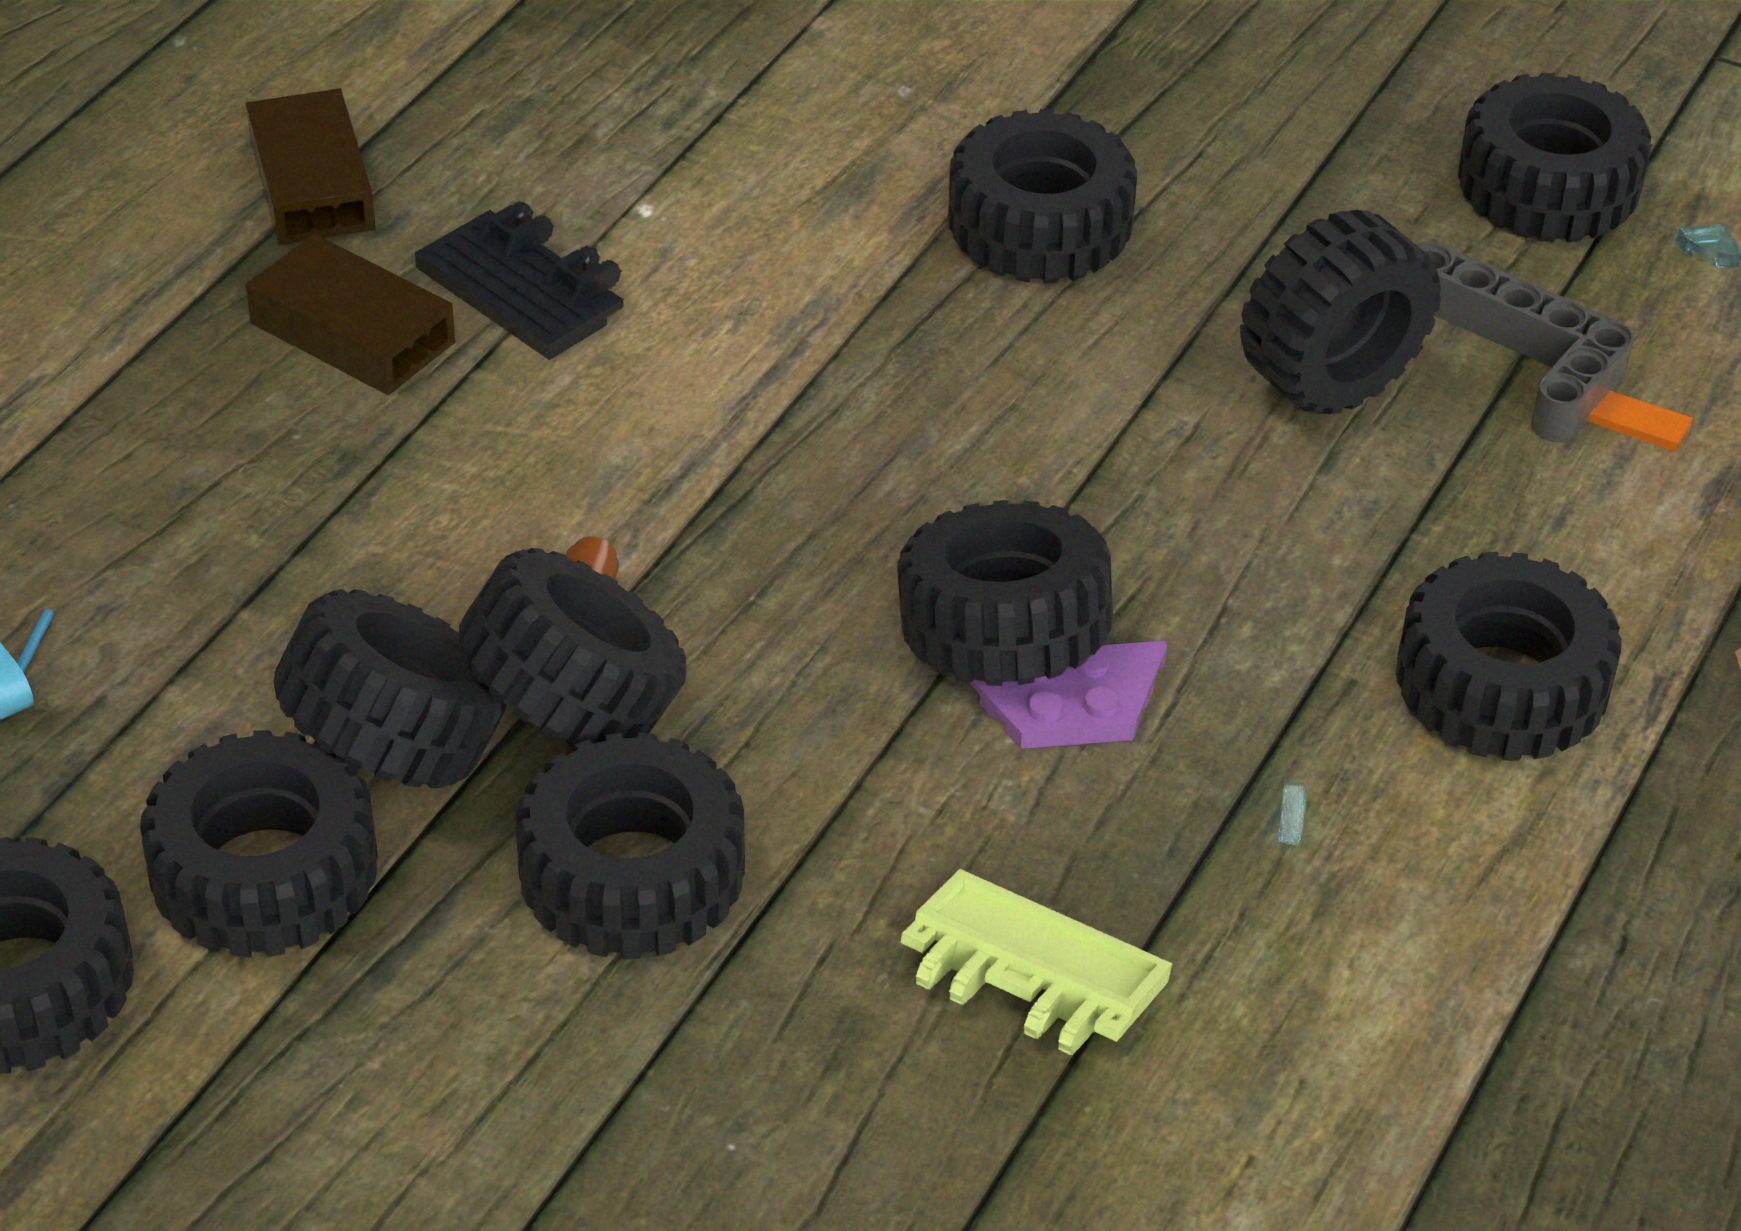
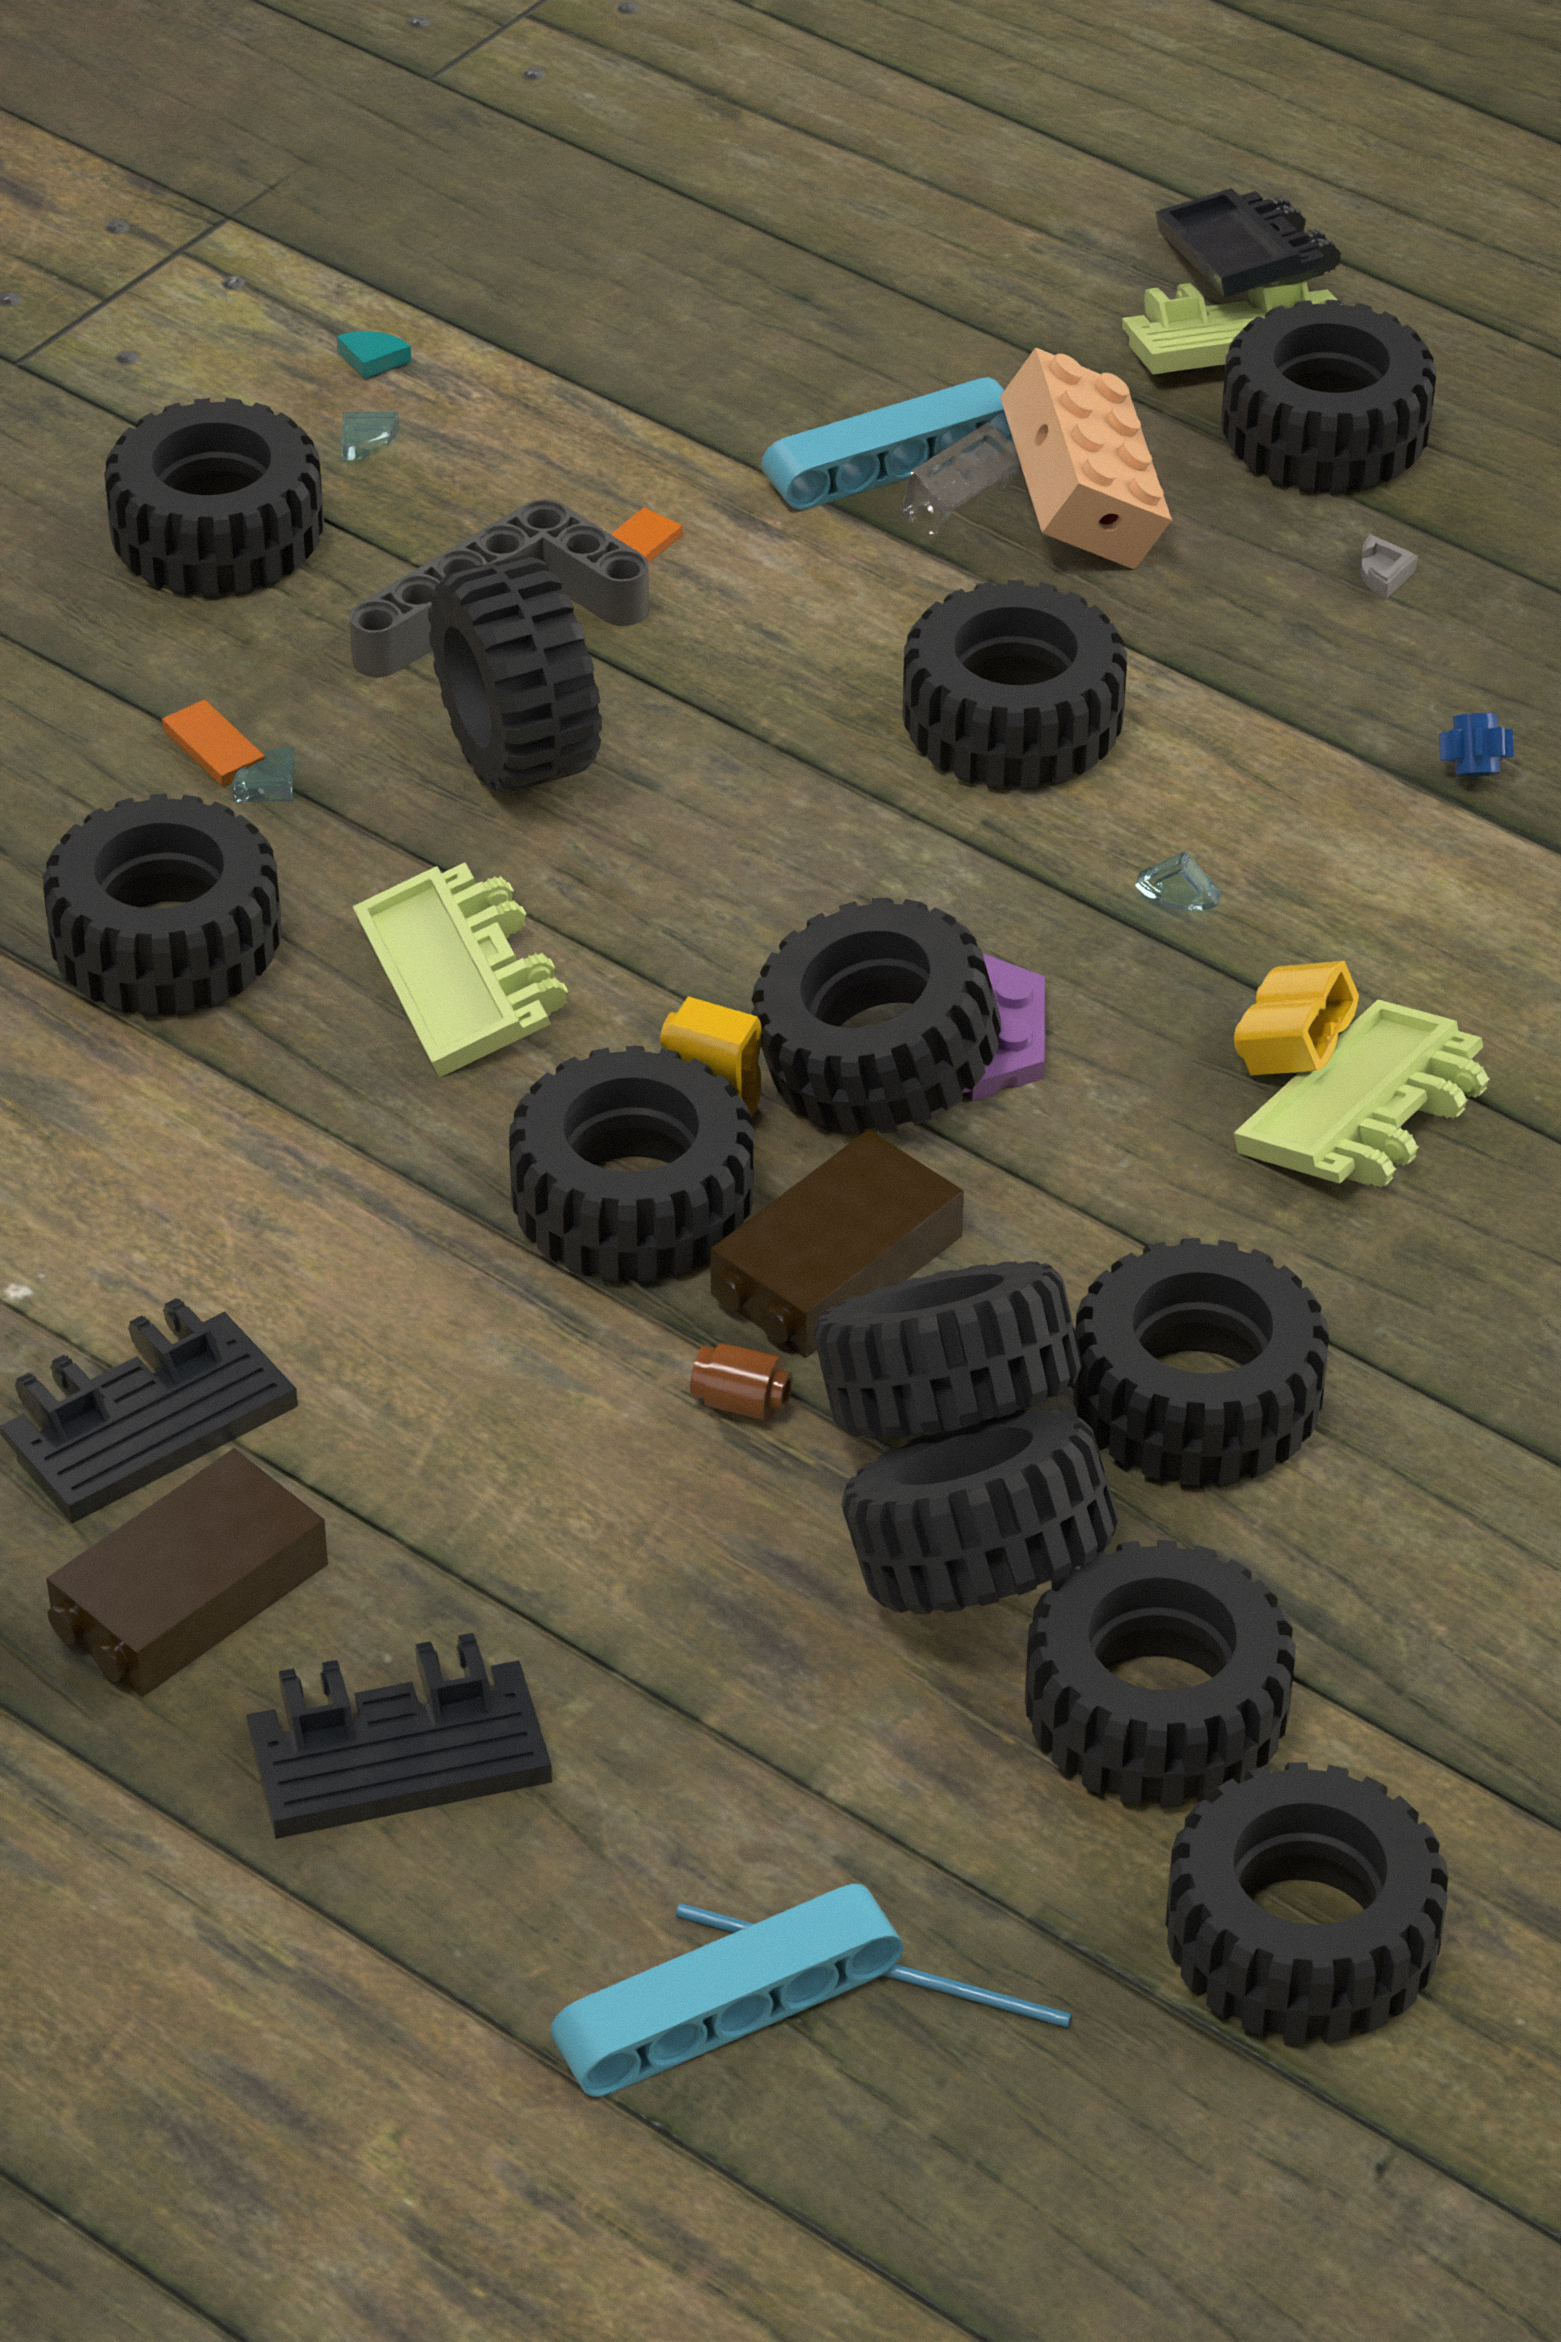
camera: 80 degrees left, 0 degrees up
(201, 445) = (397, 1751): none -> black hinge
(760, 618) = (834, 1236): none -> dark brown brick
(805, 522) = (631, 1219): none -> black tyre
(926, 490) = (722, 1040): none -> yellow brick
(1023, 373) = (454, 967): none -> yellowish green hinge
(1098, 890) = (1296, 1018): none -> yellow brick
(1244, 251) = (268, 779): none -> clear light blue tile
(1279, 217) = (211, 741): none -> orange piece
(1569, 1014) = (1476, 744): none -> blue gear

